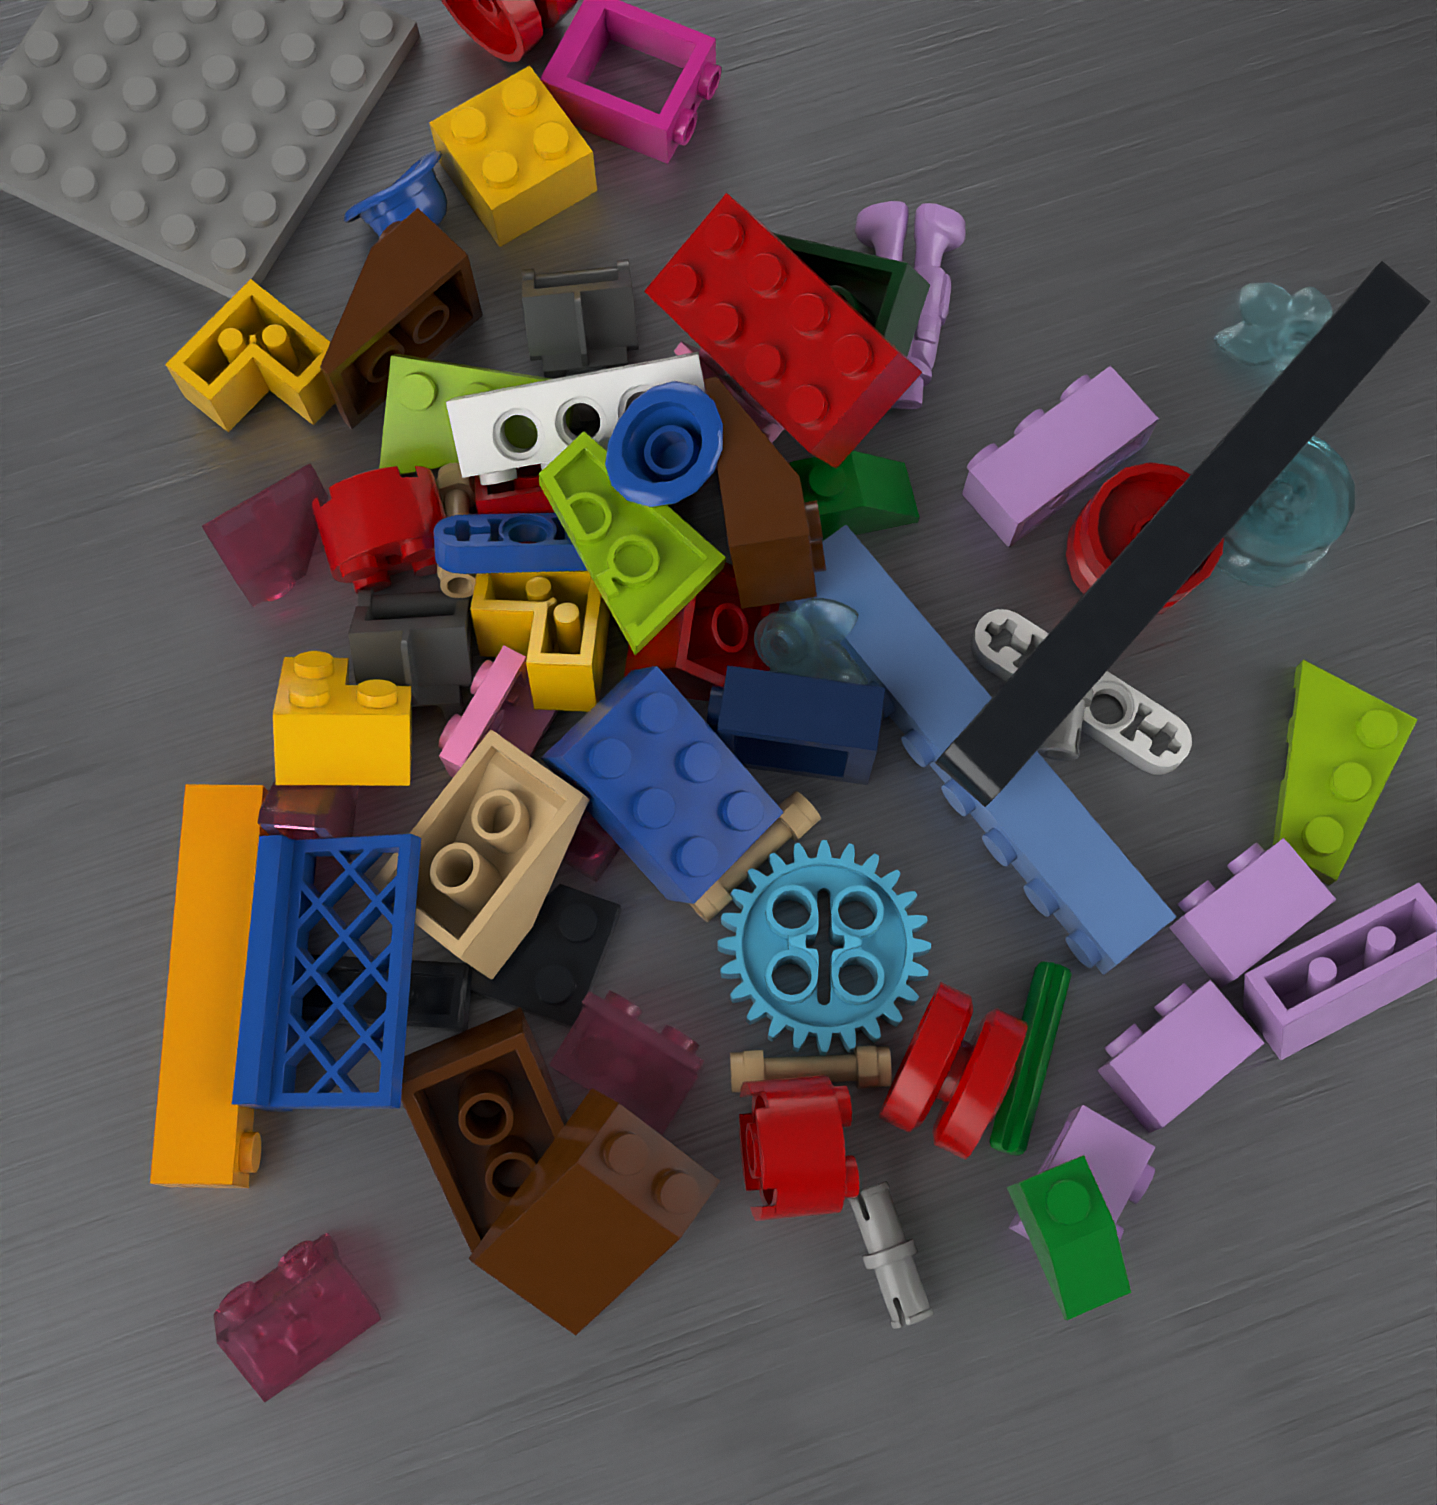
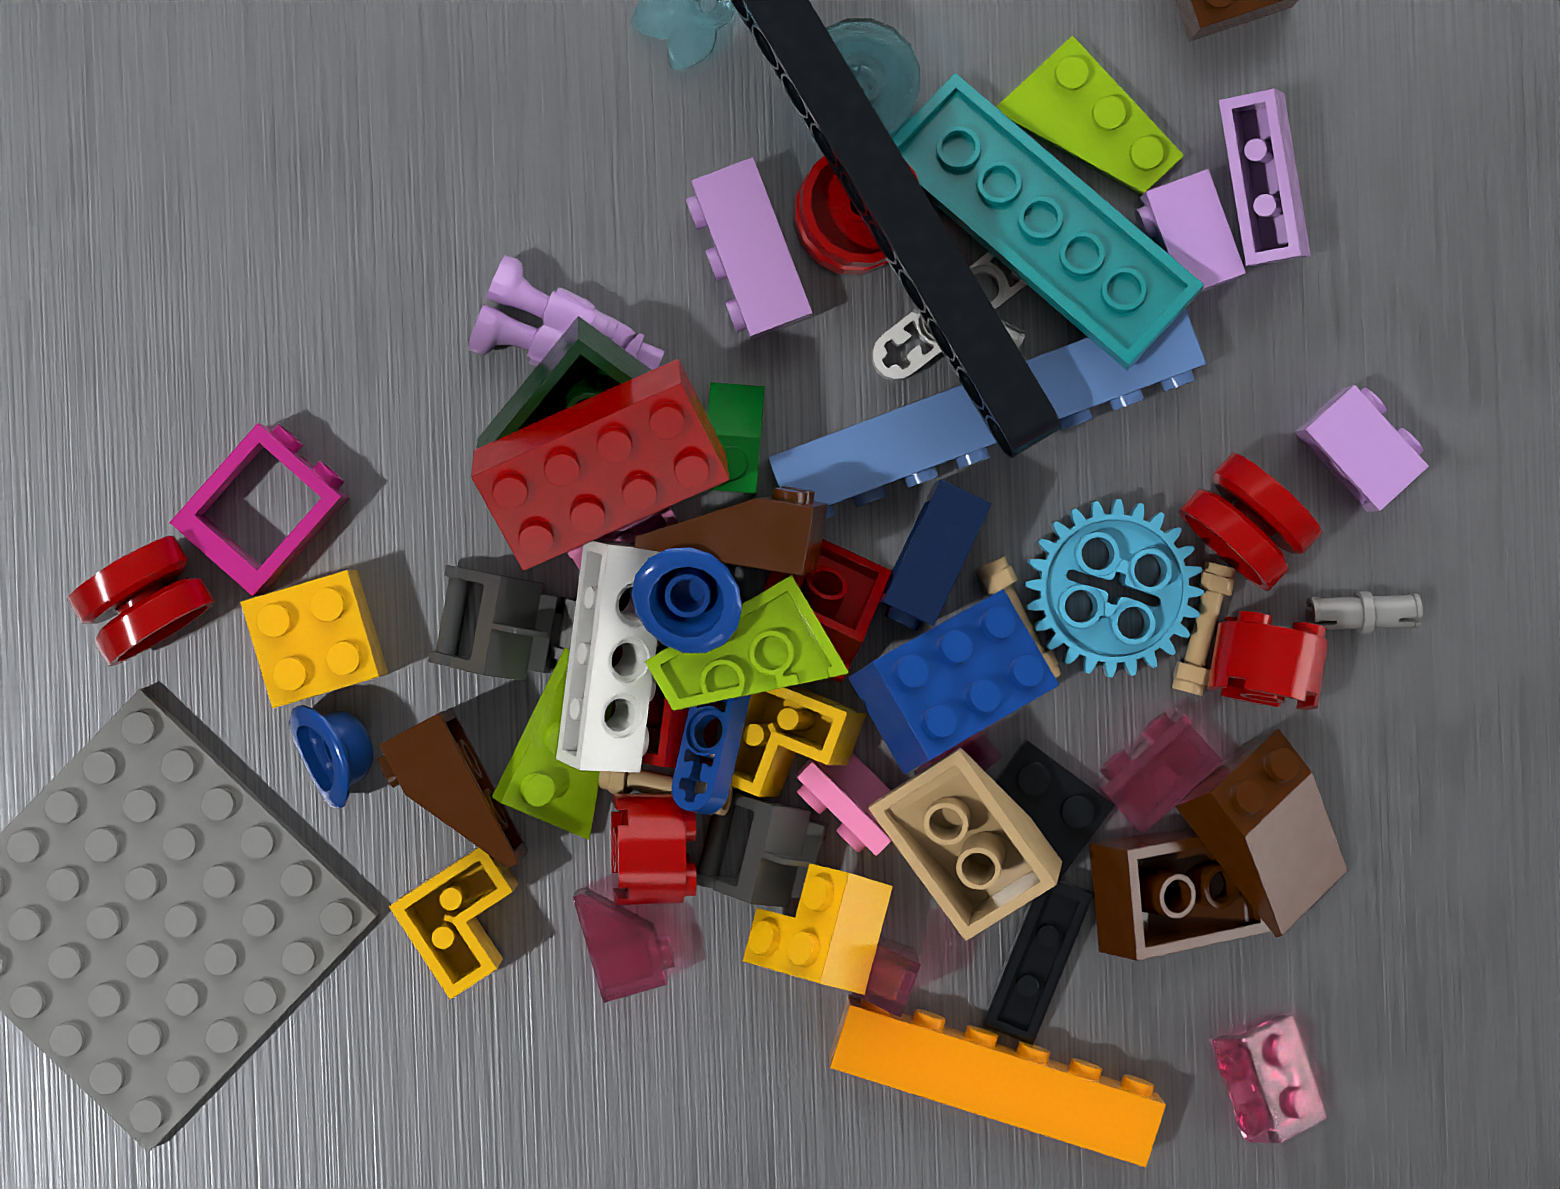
camera: 75 degrees left, 15 degrees up
(284, 971) = (1020, 1032): blue fence -> none
(812, 641) = (866, 523): clear light blue plate -> none
(1043, 1014) = (1230, 438): green axle -> none
(1072, 1236) = (1403, 476): green slope -> none
(1179, 1055) = (1283, 336): lavender brick -> none
(1204, 743) = (1044, 222): none -> teal plate

